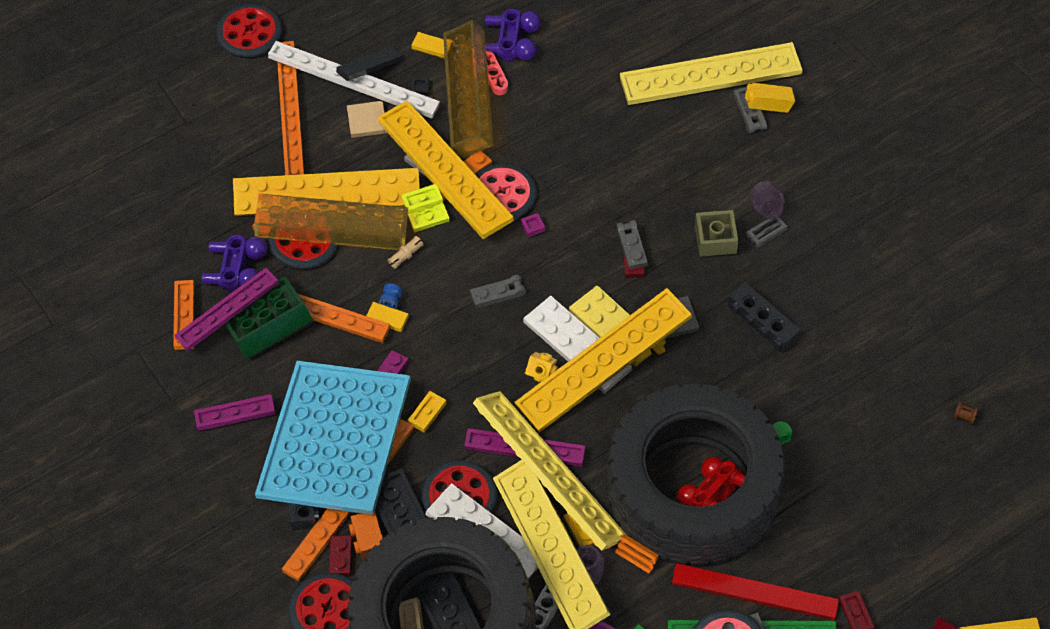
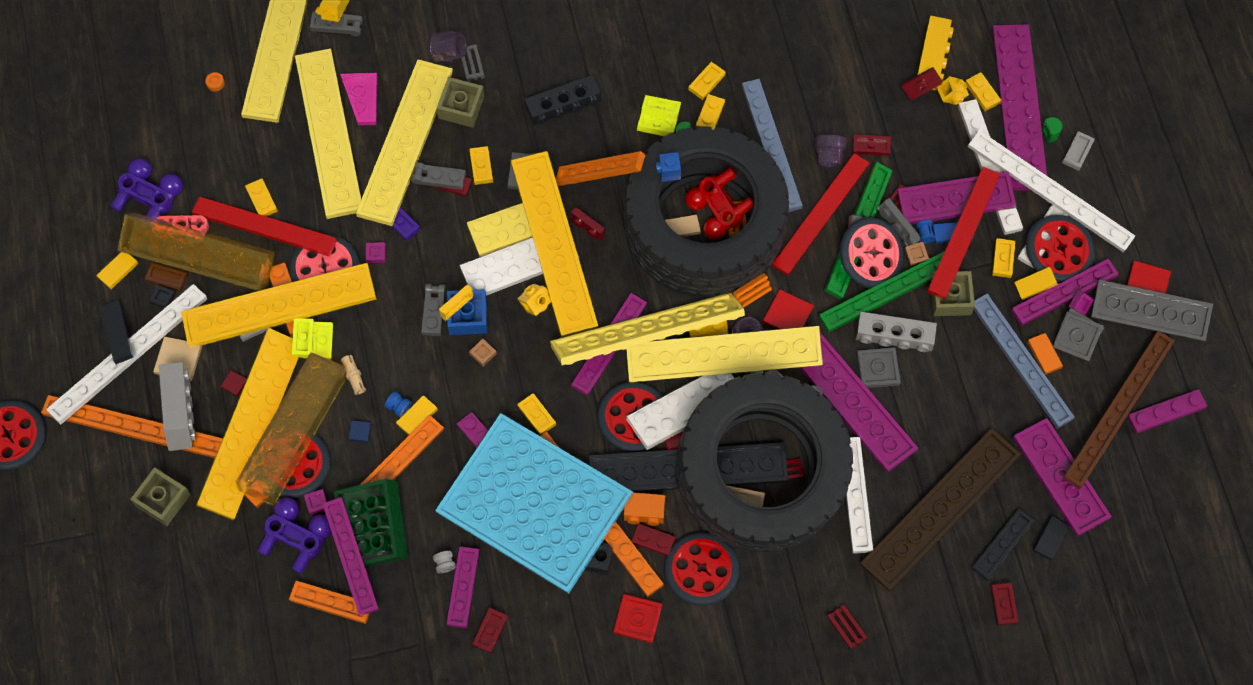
camera: 70 degrees left, 10 degrees up
(201, 448) = (490, 630): none -> dark red plate
(231, 152) = (160, 496): none -> olive brick
(252, 387) = (444, 562): none -> light grey wheel
(257, 570) = (637, 618): none -> red tile
(274, 267) = (315, 501): none -> magenta plate
(314, 127) = (176, 406): none -> light grey brick
(354, 278) = (360, 431): none -> dark blue tile
(360, 165) = (234, 383): none -> dark red tile
(438, 82) = (166, 277): none -> reddish brown tile
(470, 345) = (483, 352): none -> medium nougat plate
(500, 296) = (456, 302): none -> yellow tile
(503, 316) = (470, 317): none -> blue brick
(519, 133) = (265, 226): none -> red tile
(547, 121) = (261, 198): none -> yellow plate
(572, 233) = (405, 225): none -> dark purple plate
(628, 597) = (787, 312): none -> red tile
(635, 145) = (328, 133): none -> light yellow plate
(642, 377) = (583, 221): none -> dark red plate
(645, 44) = (215, 81): none -> orange tile
(651, 204) = (404, 143): none -> light yellow plate
(661, 275) = (481, 165): none -> yellow plate
(678, 467) = (685, 225): none -> tan tile
(689, 156) = (362, 96): none -> dark pink wing
(693, 364) = (600, 168): none -> orange plate
(709, 409) = (669, 167): none -> blue brick
(791, 406) = (658, 116): none -> neon yellow slope
(809, 520) = (769, 136): none -> sand blue plate
(817, 452) = (711, 112): none -> yellow plate
(826, 572) = (830, 150): none -> clear purple piece
(851, 435) = (706, 80): none -> yellow plate

